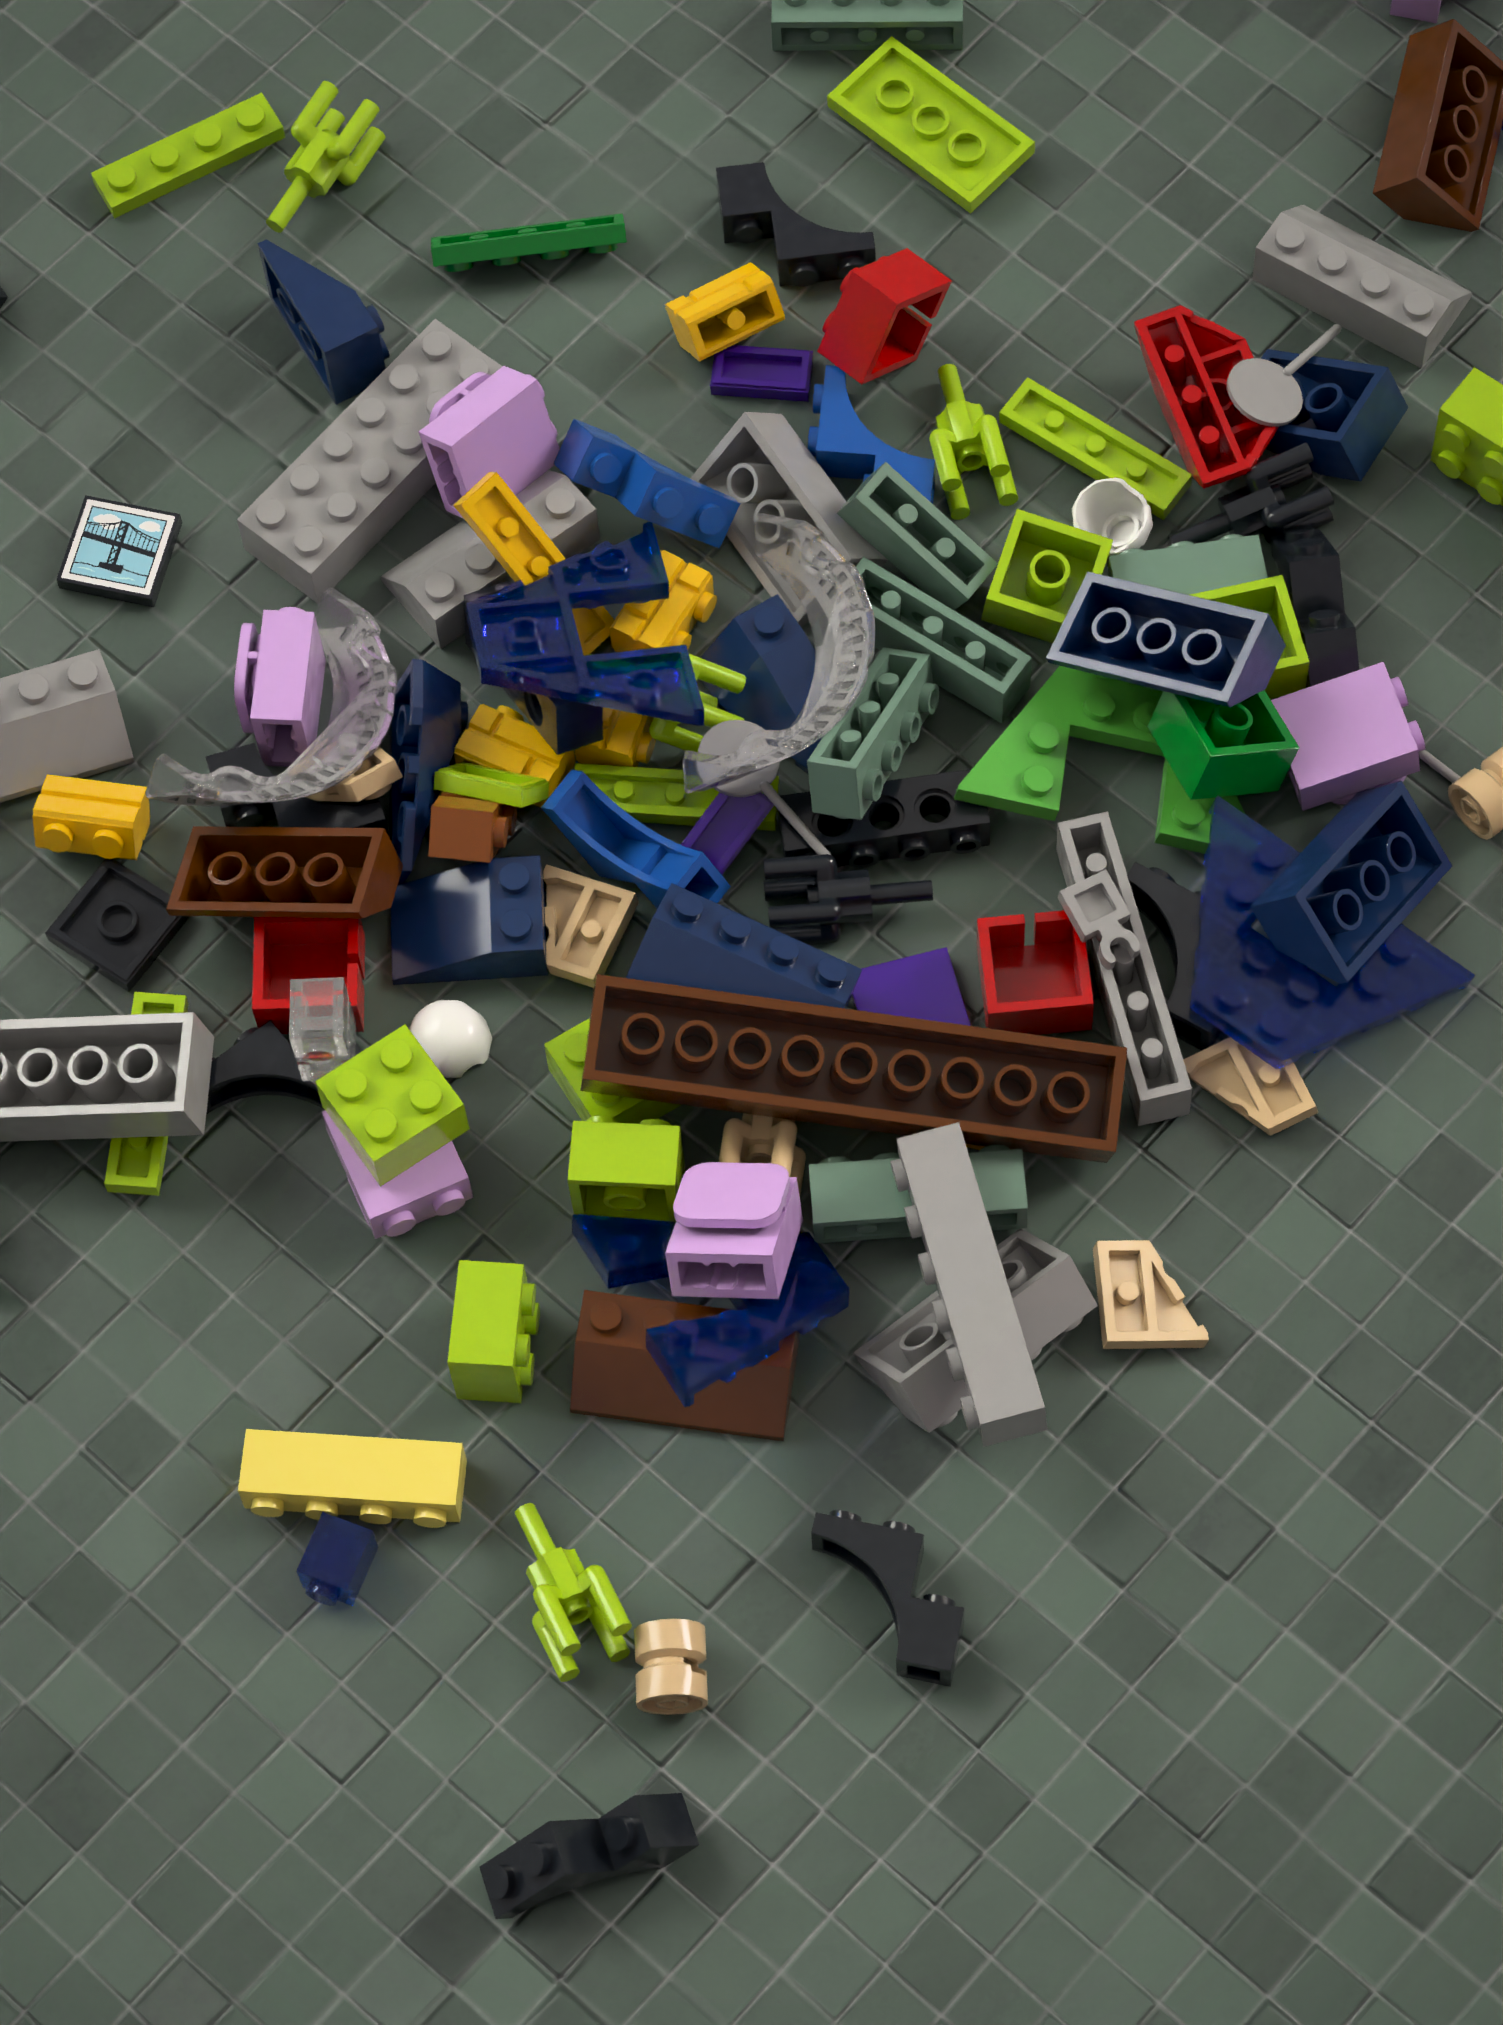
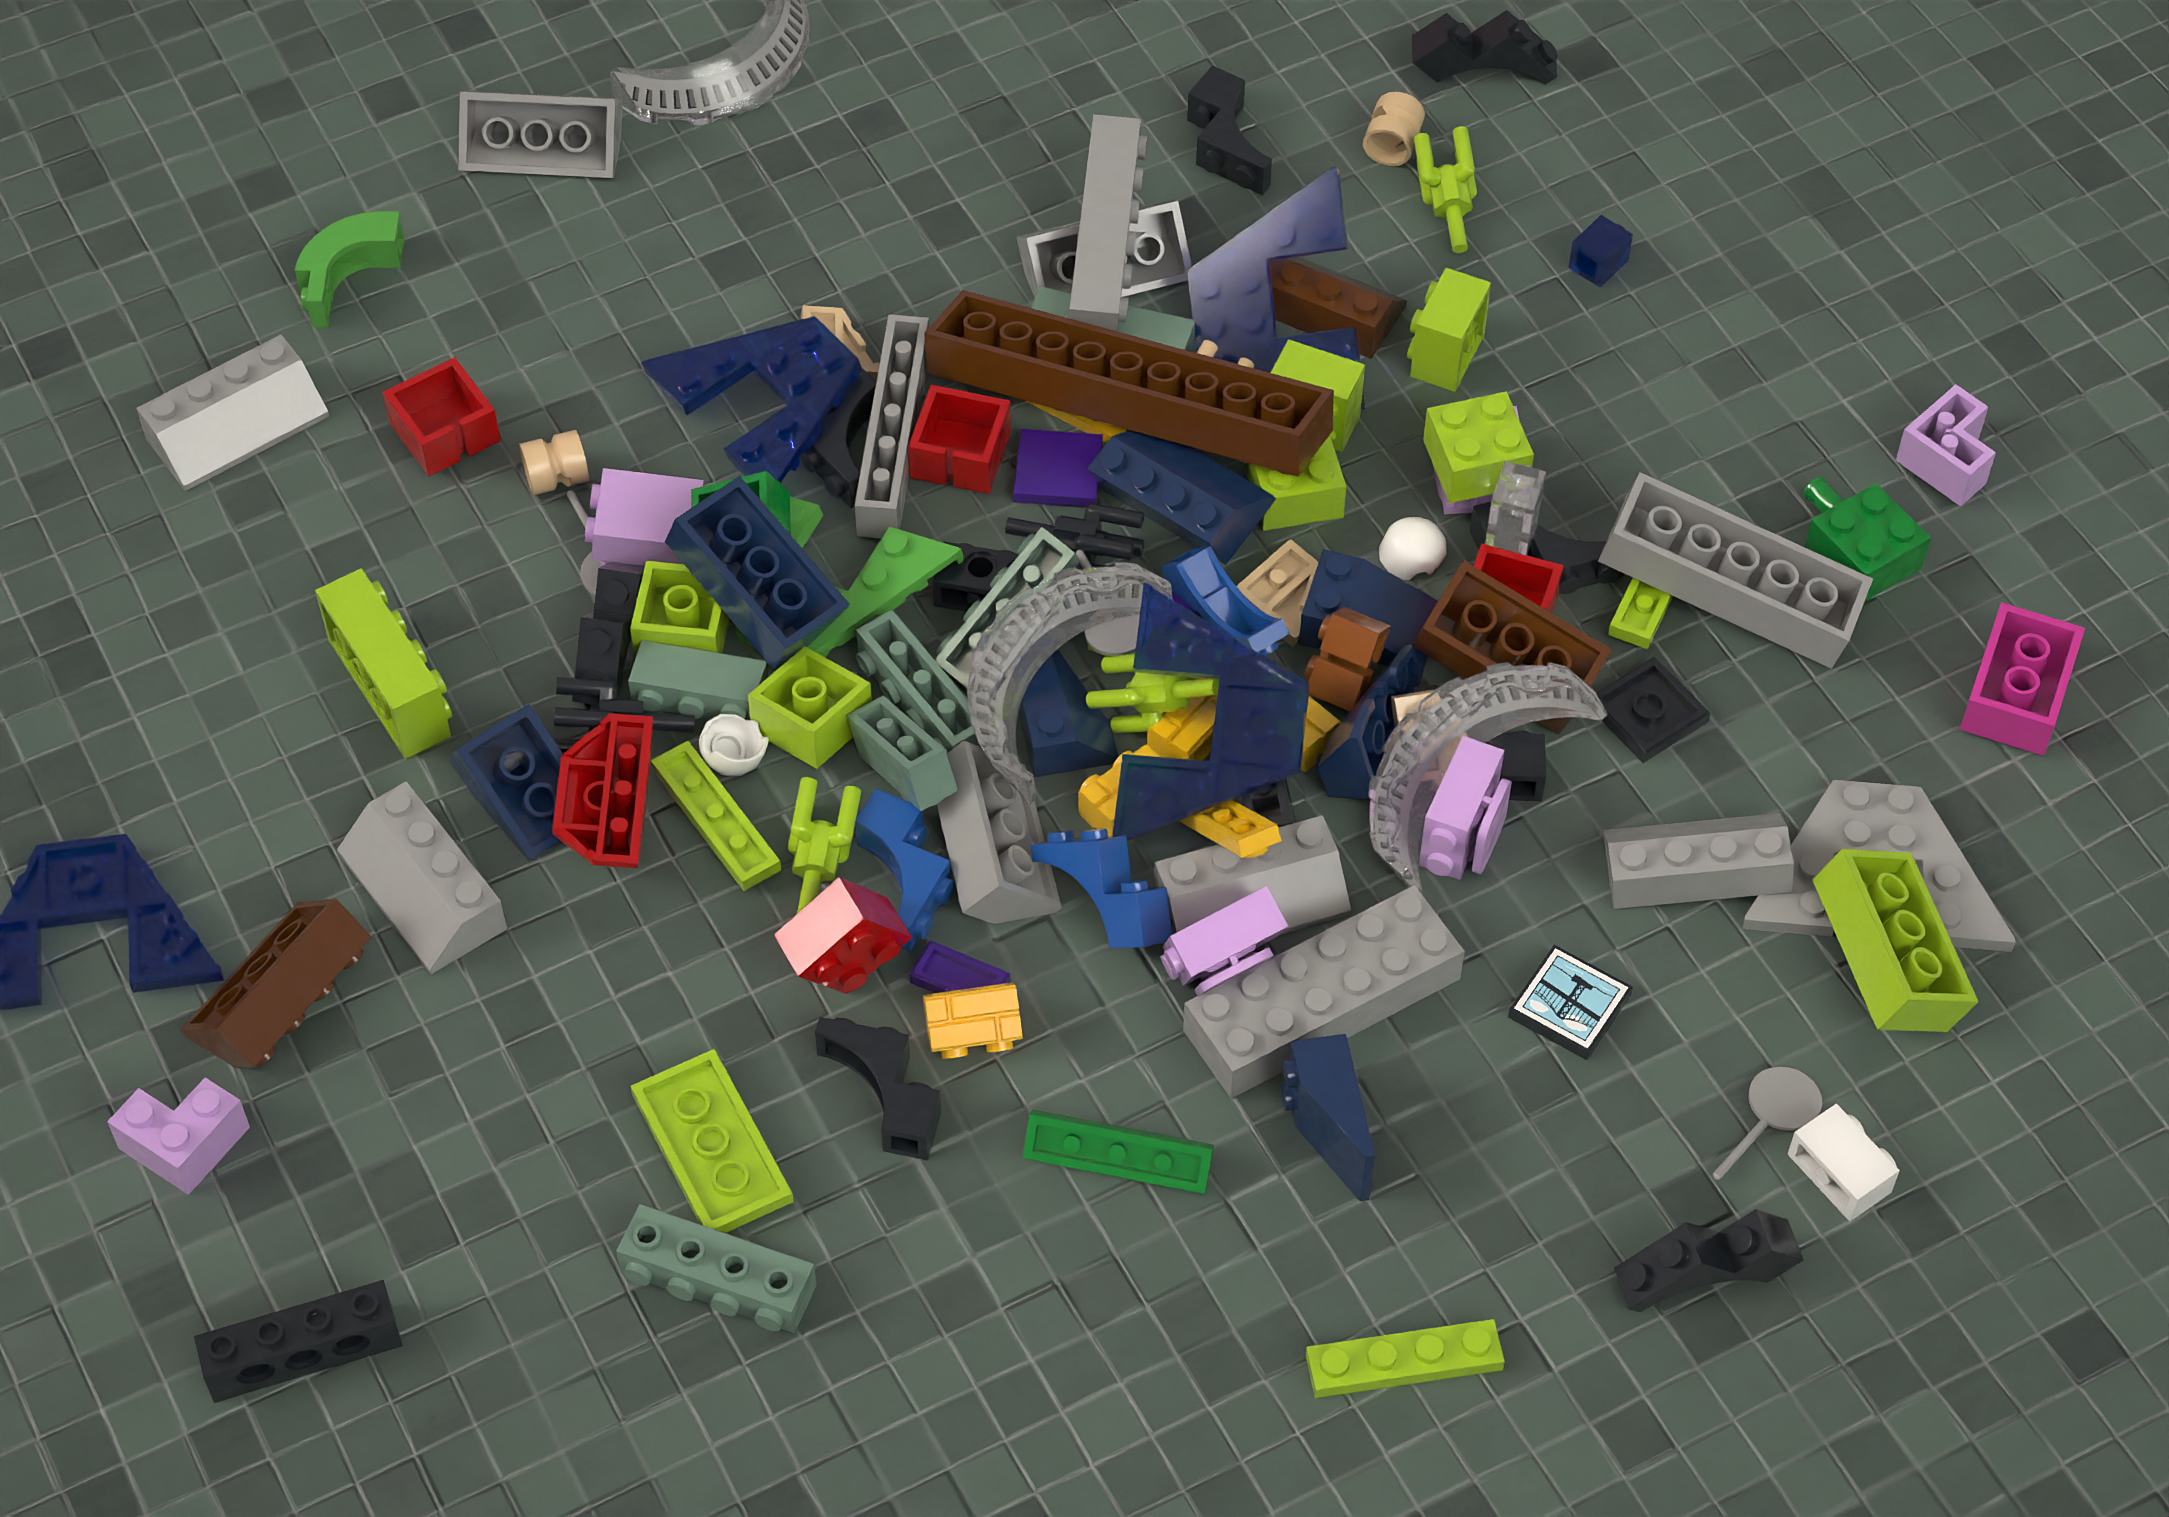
camera: 165 degrees left, 10 degrees down
(91, 817) = (1652, 772): yellow brick -> none
(324, 153) = (1278, 1291): lime plant -> none
(352, 1477) = (1575, 294): light yellow brick -> none
(491, 784) = (1329, 679): lime tile -> none
(733, 1230) = (1256, 307): lavender brick -> none
(1098, 911) = (900, 423): light grey plate -> none
(1140, 1301) = (984, 242): tan wing -> none
(1267, 390) = (554, 784): light grey piece -> none
(1353, 883) = (703, 414): dark blue slope -> none

